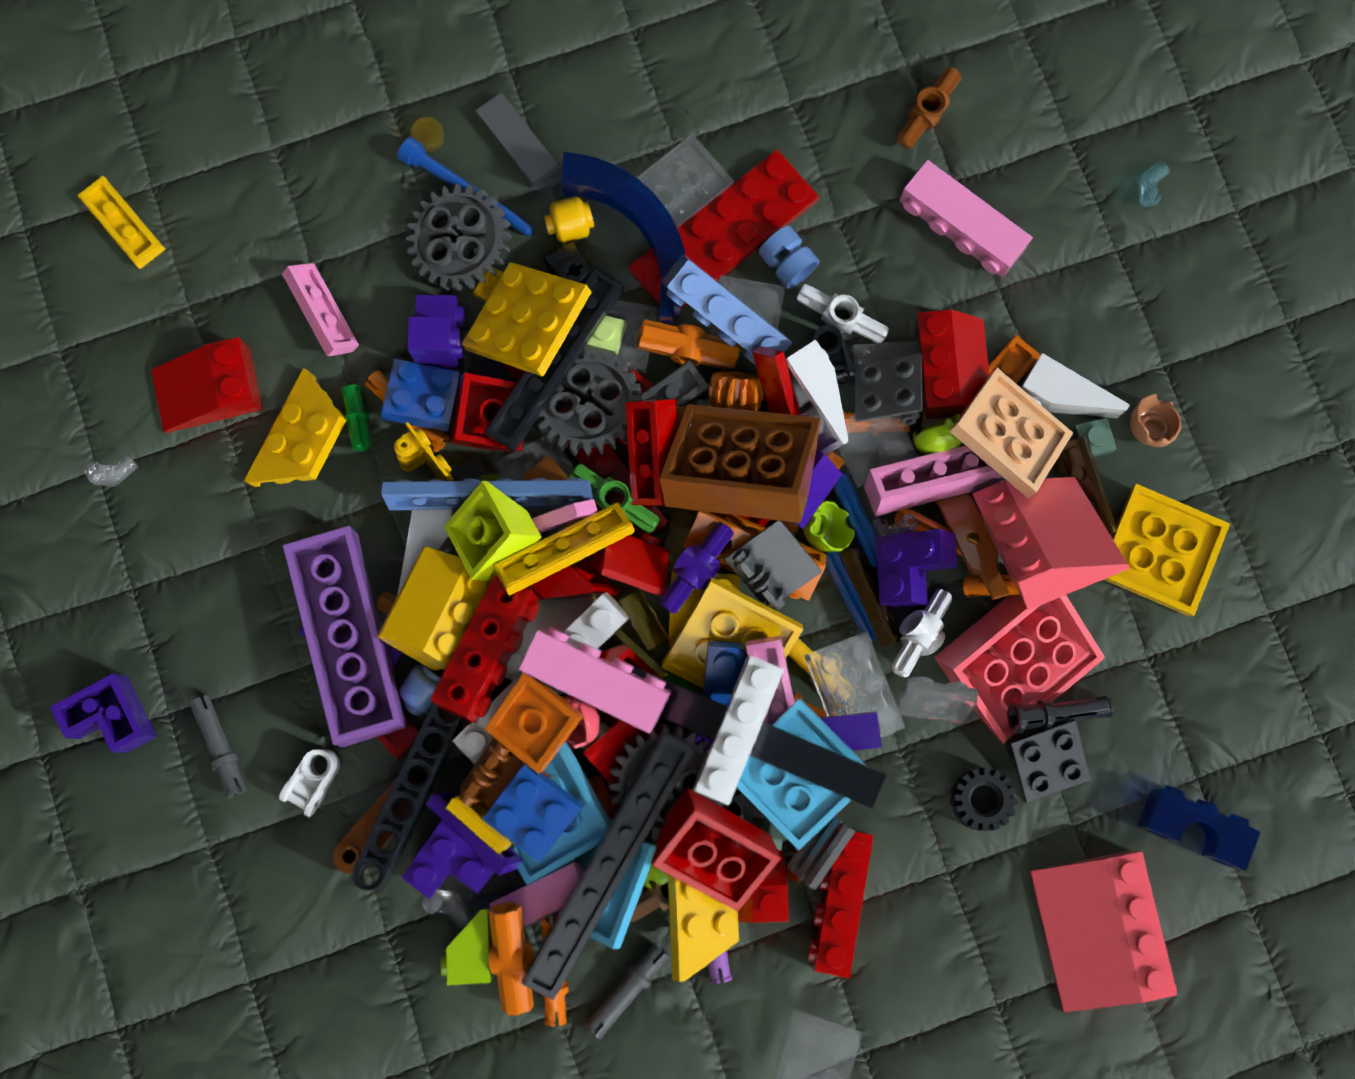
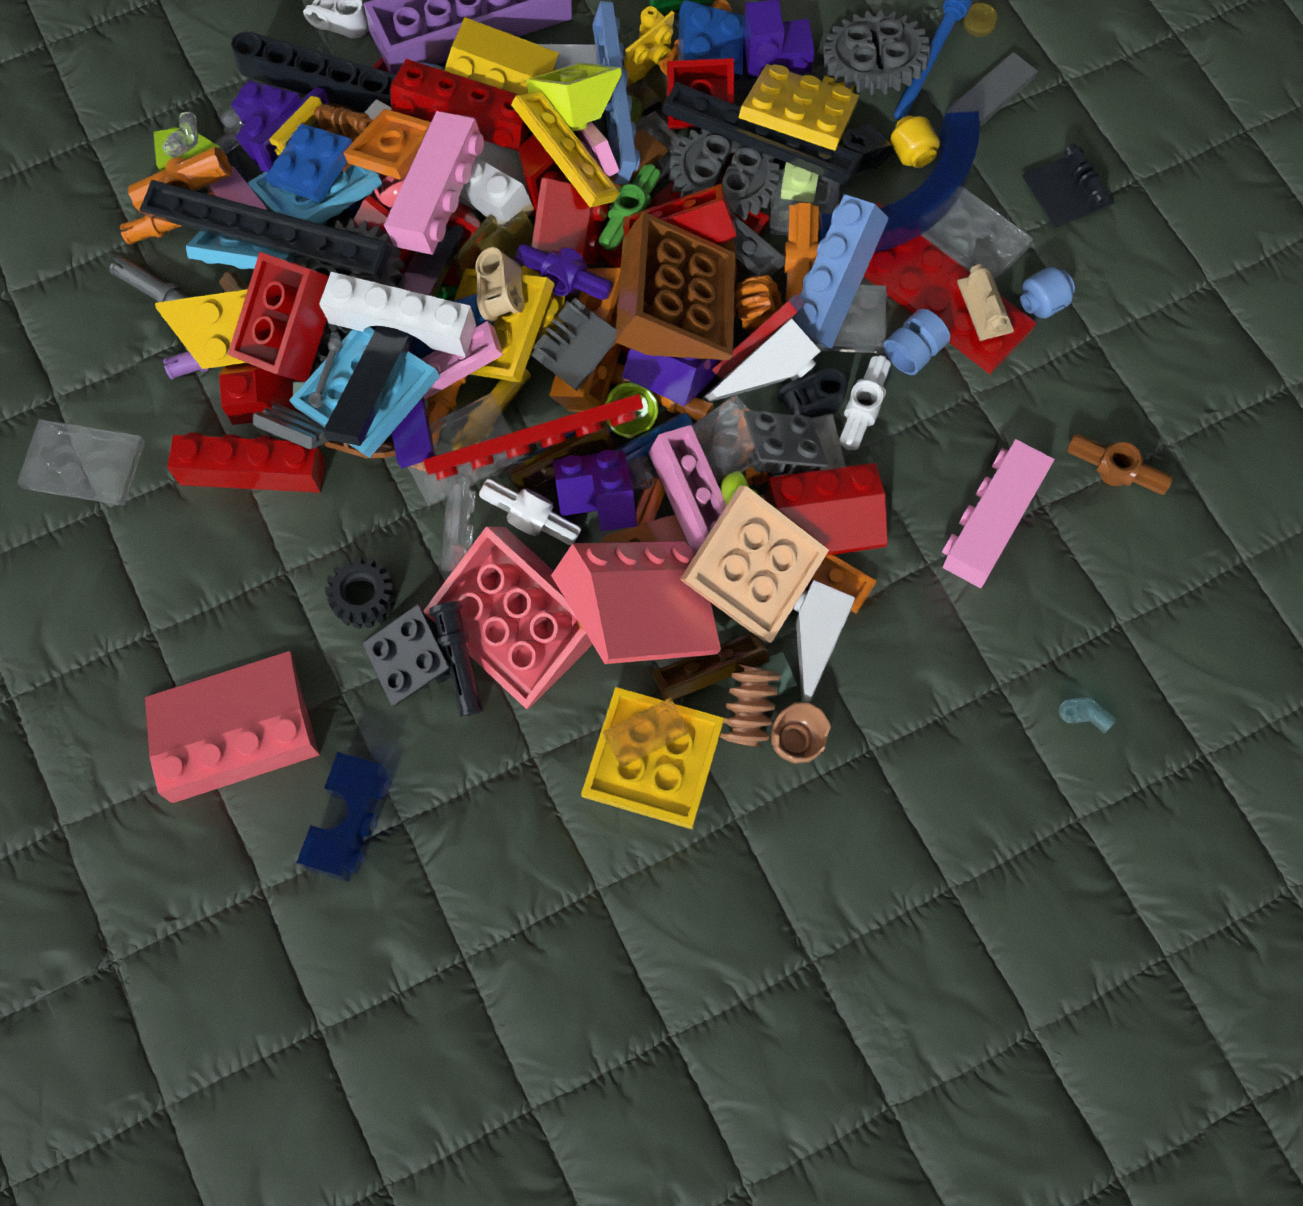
camera: 85 degrees right, 10 degrees down
(468, 948) = (183, 138): none -> clear arm
(636, 93) = (1068, 188): none -> black hinge
(713, 629) = (498, 284): none -> tan piece
(750, 132) = (1047, 292): none -> medium blue head
(763, 188) = (984, 303): none -> tan hinge
(807, 821) = (316, 398): none -> dark grey hinge
(873, 615) = (547, 433): none -> red plate
(1132, 457) = (750, 706): none -> nougat piece
(1148, 552) = (645, 732): none -> clear yellow tile

